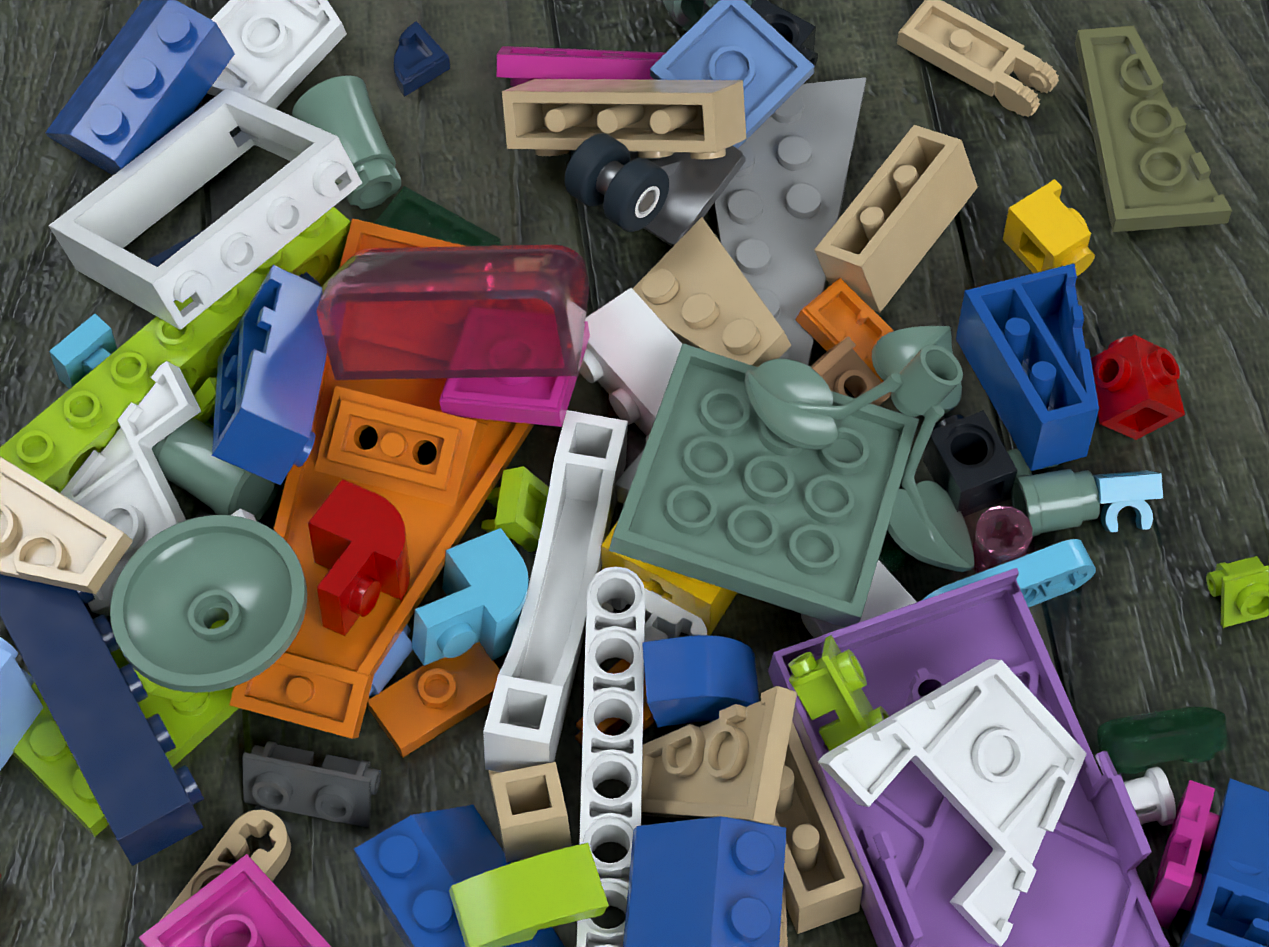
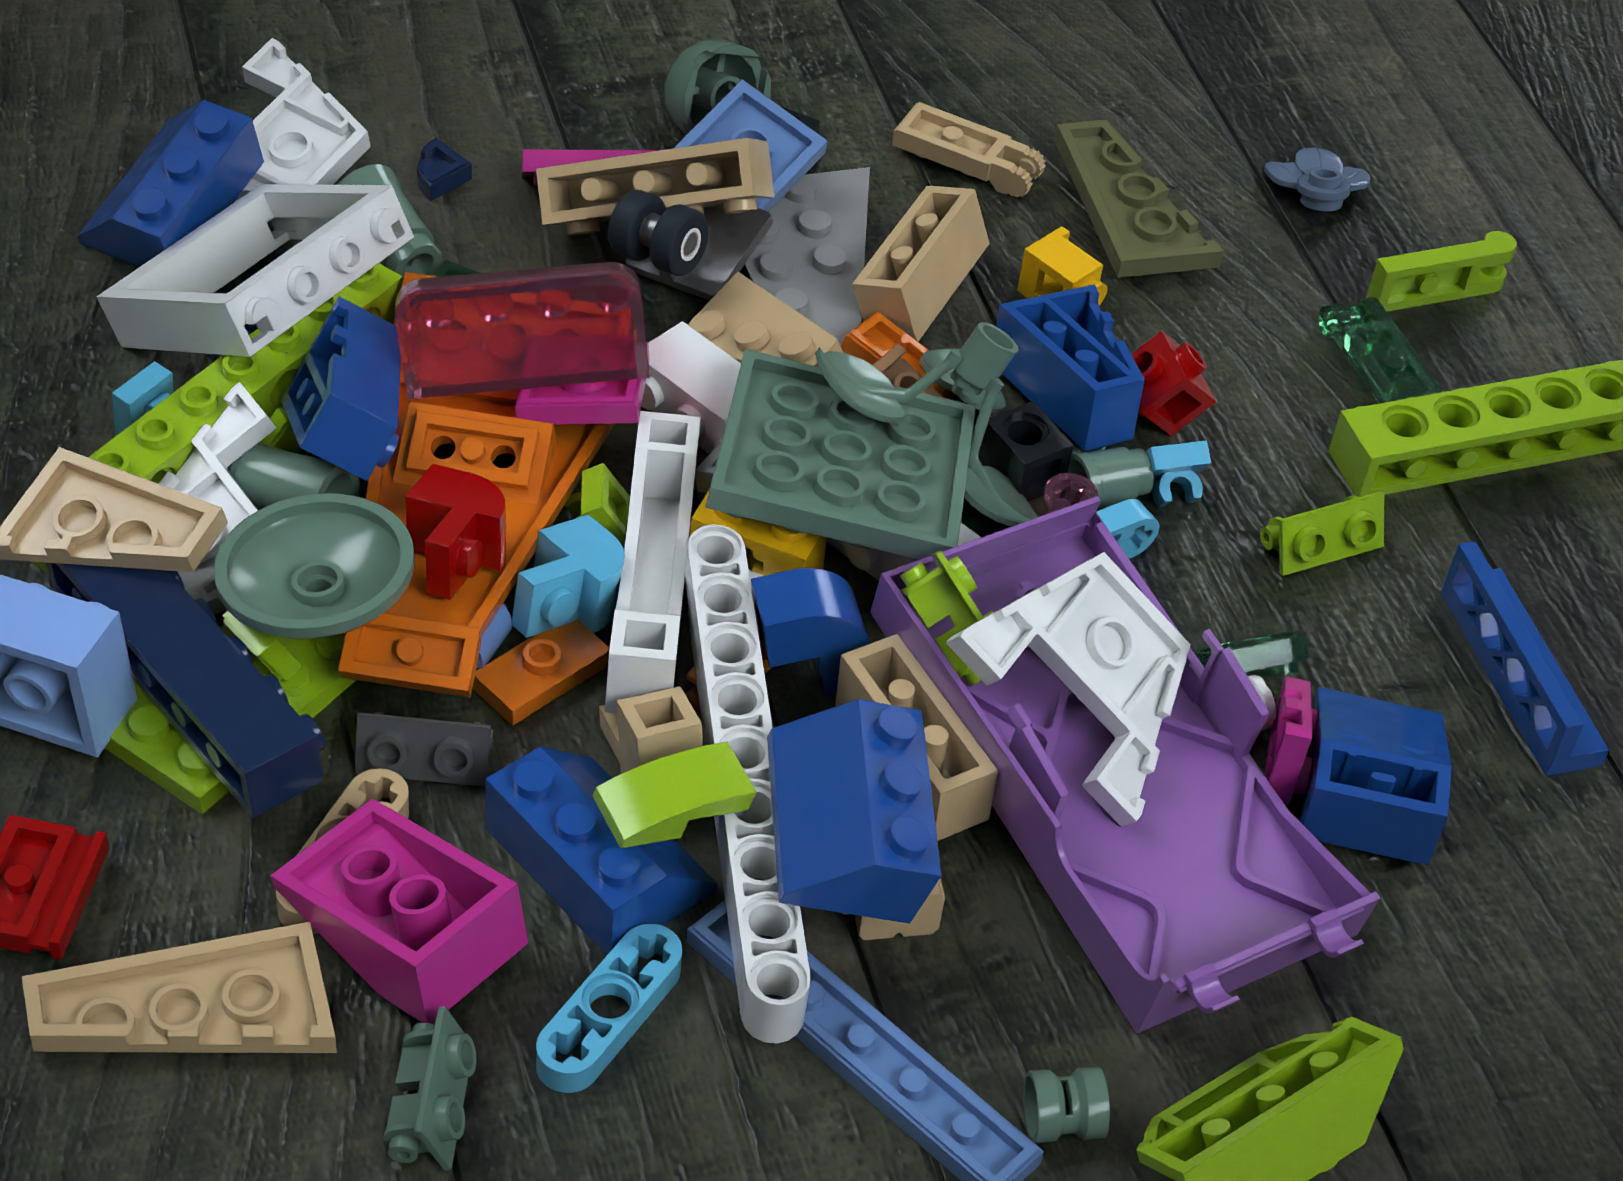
camera: 15 degrees left, 15 degrees down
(721, 767) = (863, 663): tan wing -> none

